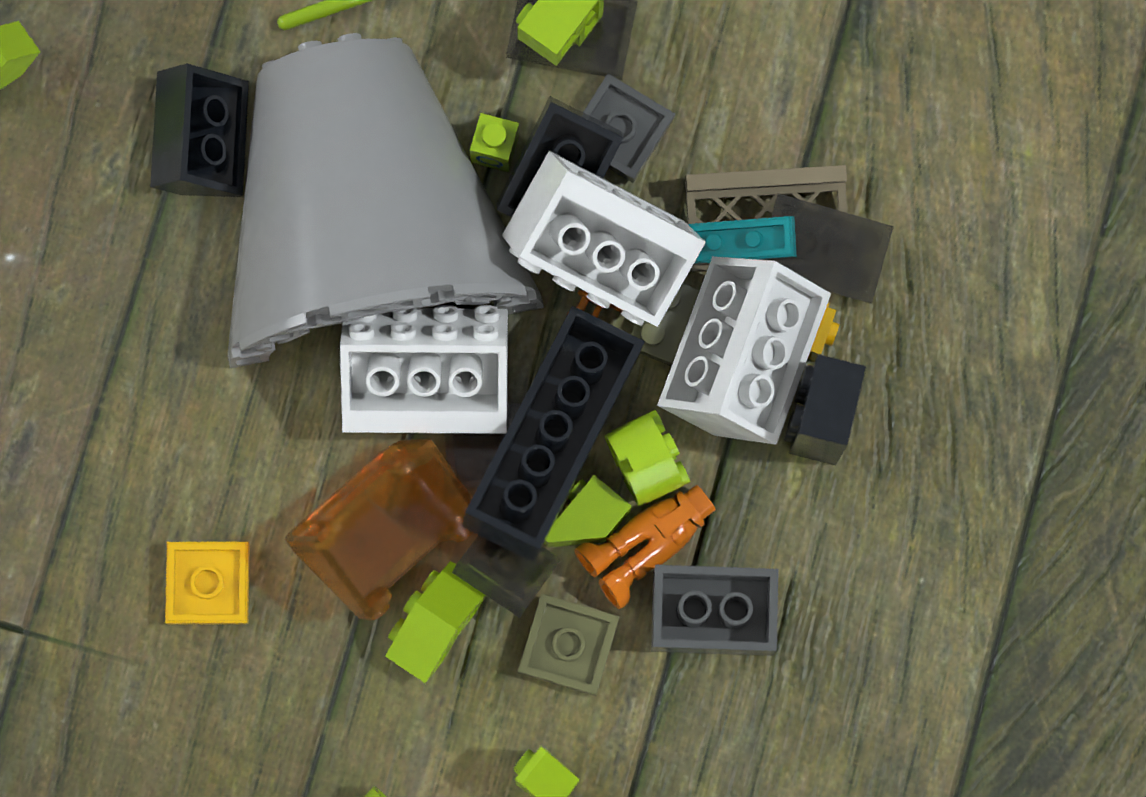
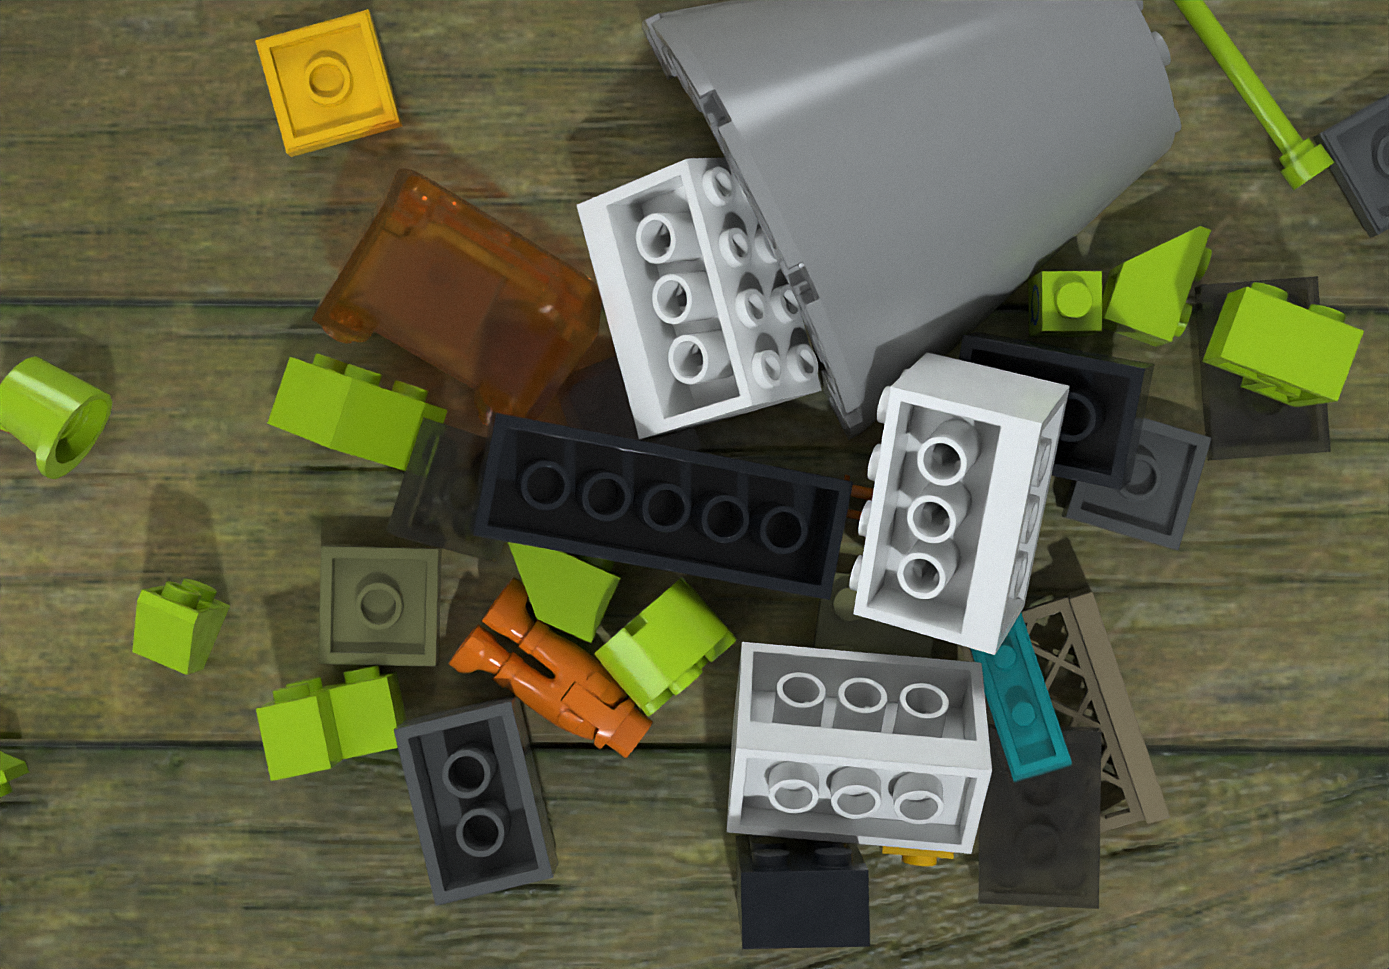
camera: 75 degrees right, 10 degrees up
(500, 86) = (1150, 291): none -> lime slope
(638, 691) = (320, 725): none -> lime brick

